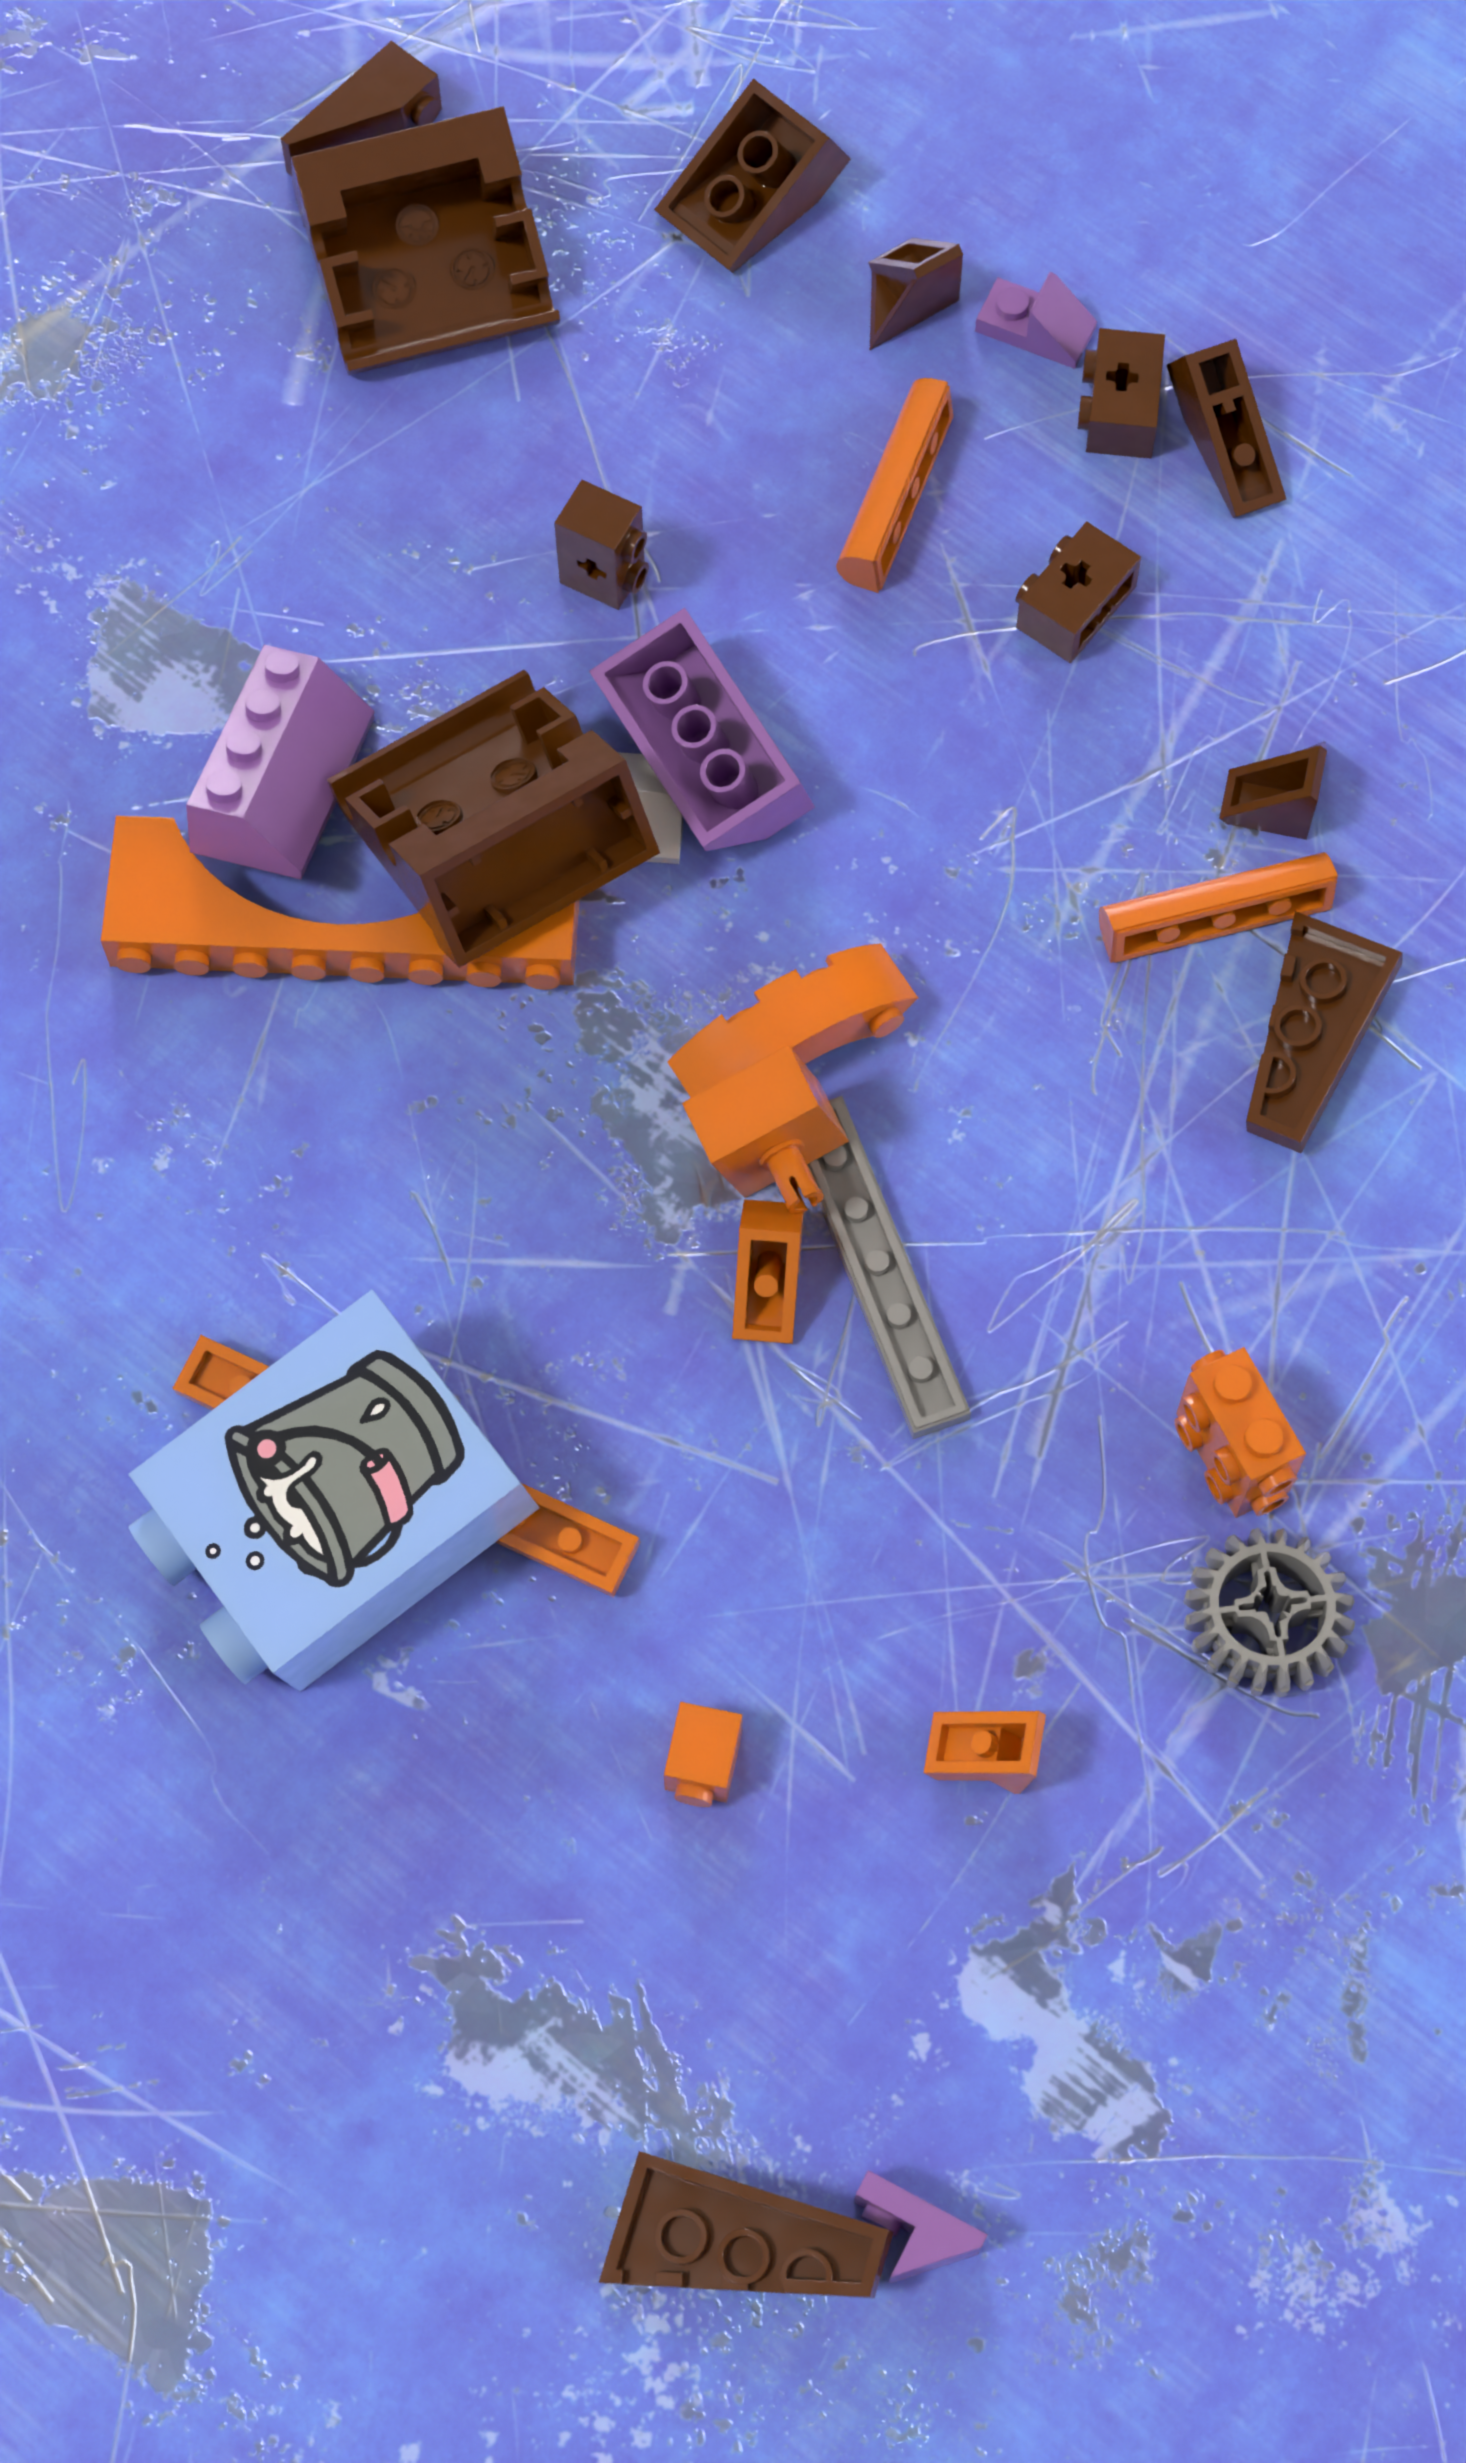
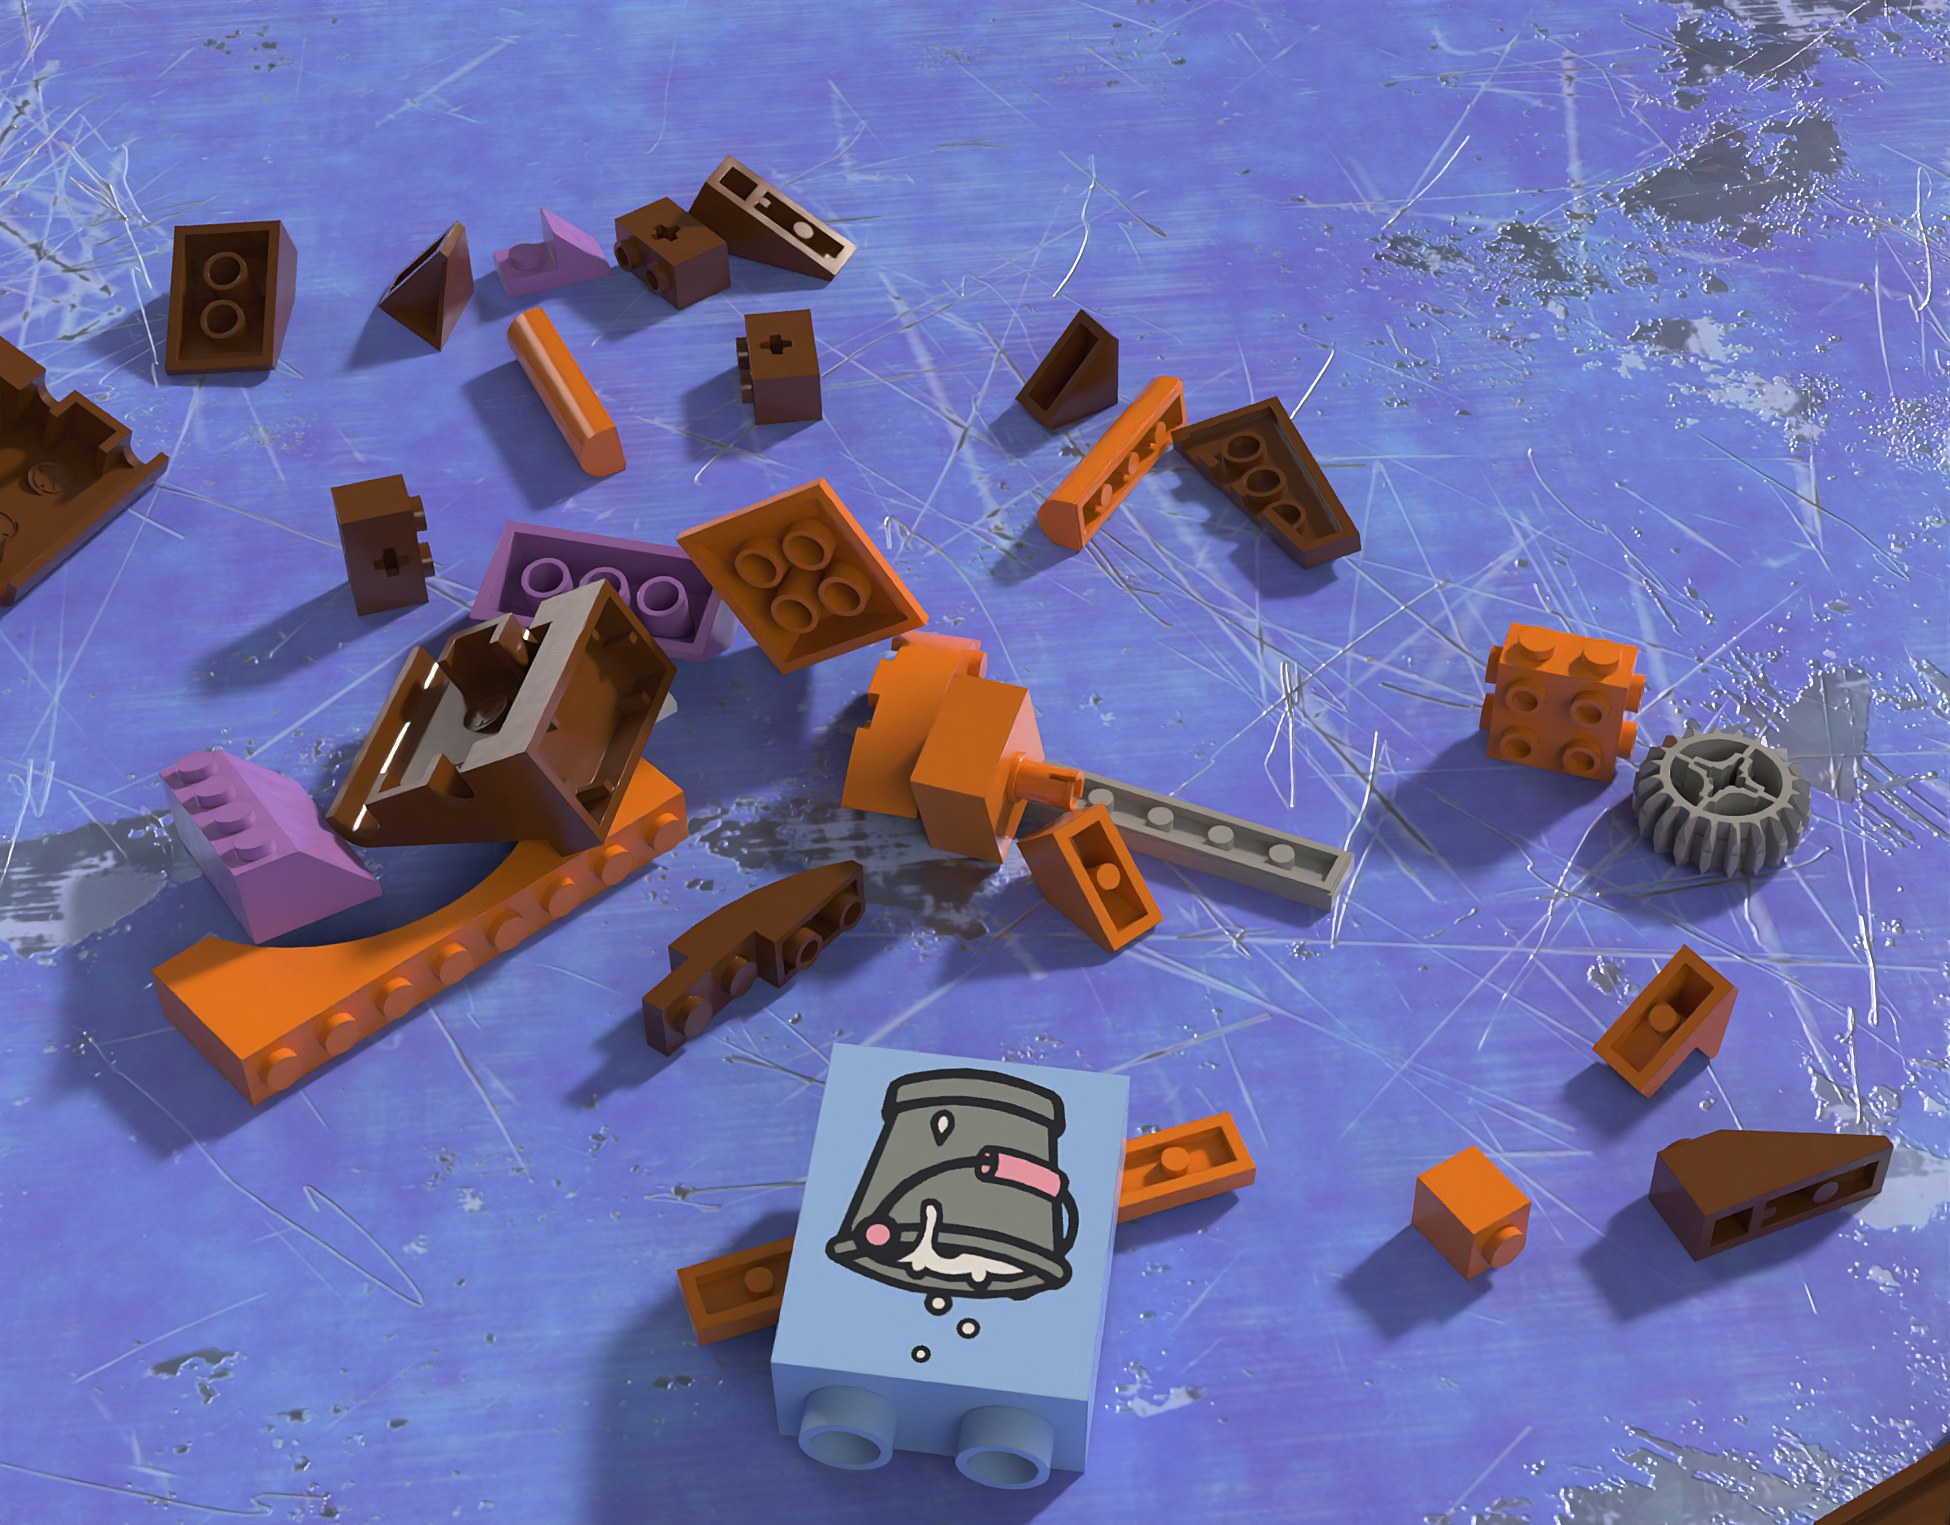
camera: 45 degrees left, 25 degrees down
(520, 1121) = (756, 936): none -> reddish brown slope
(810, 858) = (802, 577): none -> orange slope
(897, 1905) = (1757, 1182): none -> reddish brown slope

